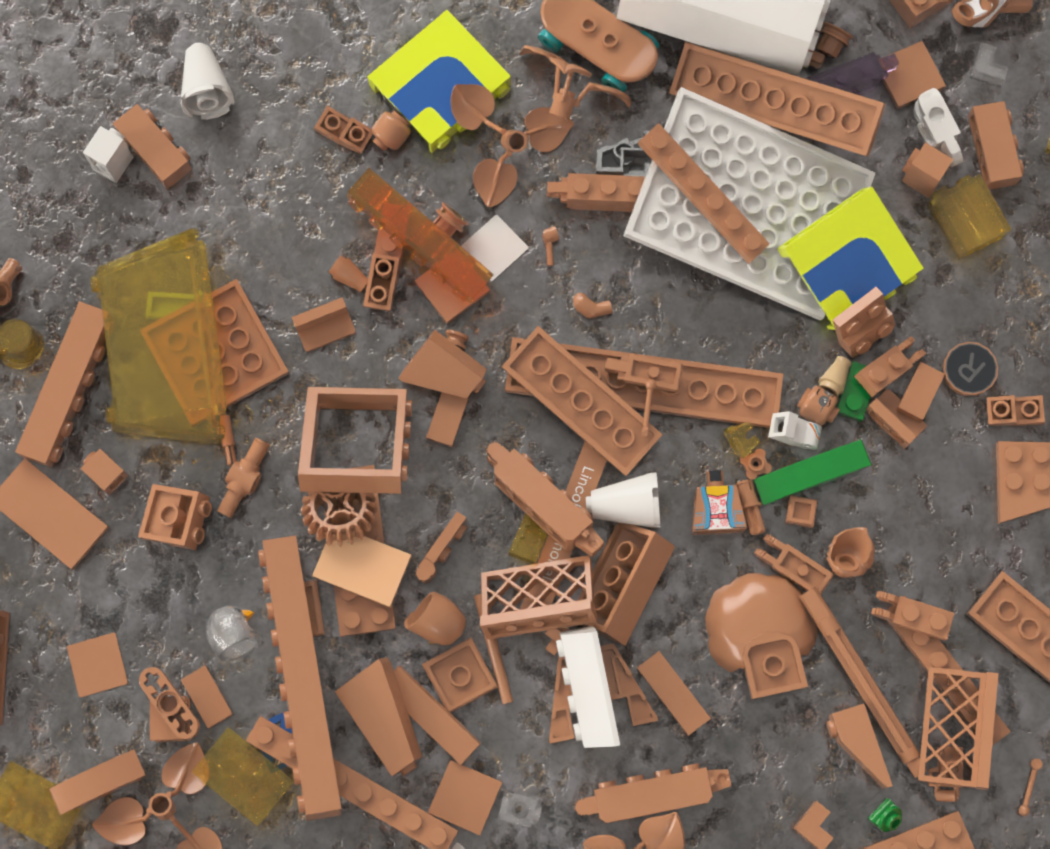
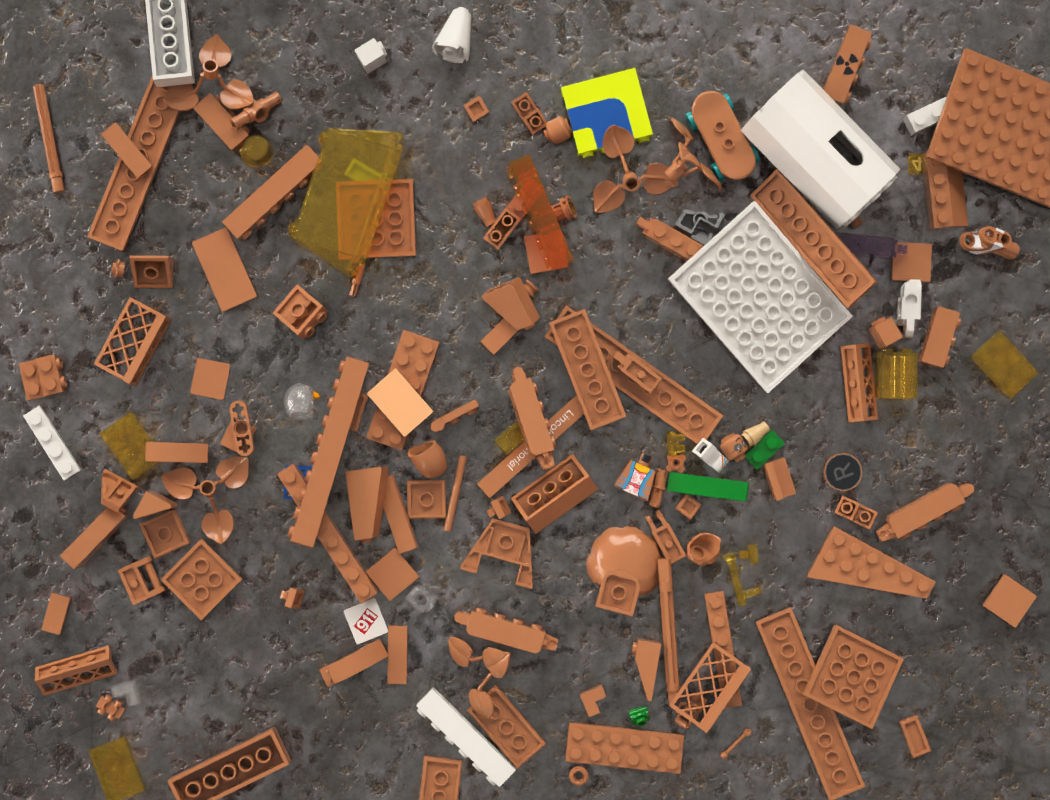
camera: 30 degrees right, 10 degrees up
(103, 471) = (270, 260): nougat brick -> none
(153, 145) = (402, 62): nougat brick -> none
(207, 697) = (267, 433): nougat tile -> none
(242, 776) = (265, 493): clear yellow plate -> none
(243, 477) = (354, 308): nougat pin -> none
(274, 156) = (476, 109): none -> nougat plate
(324, 325) = (453, 236): nougat panel -> none
(331, 526) = (389, 370): nougat gear -> none
(354, 480) = (420, 350): nougat window -> none
(495, 246) = (585, 239): white sticker -> none
(534, 618) = (495, 492): nougat fence -> none
(549, 236) = (623, 251): nougat hand -> none
(589, 308) = (624, 310): nougat arm -> none
(589, 688) = (499, 549): white slope -> none
(627, 502) = (583, 447): white cone -> none
(650, 385) = (635, 382): nougat hinge -> none
(673, 693) = (550, 576): nougat tile -> none
(703, 193) = (732, 277): nougat plate -> none
(832, 40) = (873, 214): nougat piece -> none
(852, 254) = (805, 365): neon yellow panel -> none
(864, 323) = (790, 411): nougat plate -> none
(888, 368) = (790, 445): nougat hinge -> none
(913, 529) = (751, 553): none -> clear yellow tile
(915, 615) = (722, 607): nougat hinge -> none
(920, 392) = (803, 470): nougat tile -> none
(929, 588) = (741, 595): none -> clear yellow piece
(938, 271) = (856, 382): none -> nougat fence
(985, 69) = (962, 284): clear piece -> none

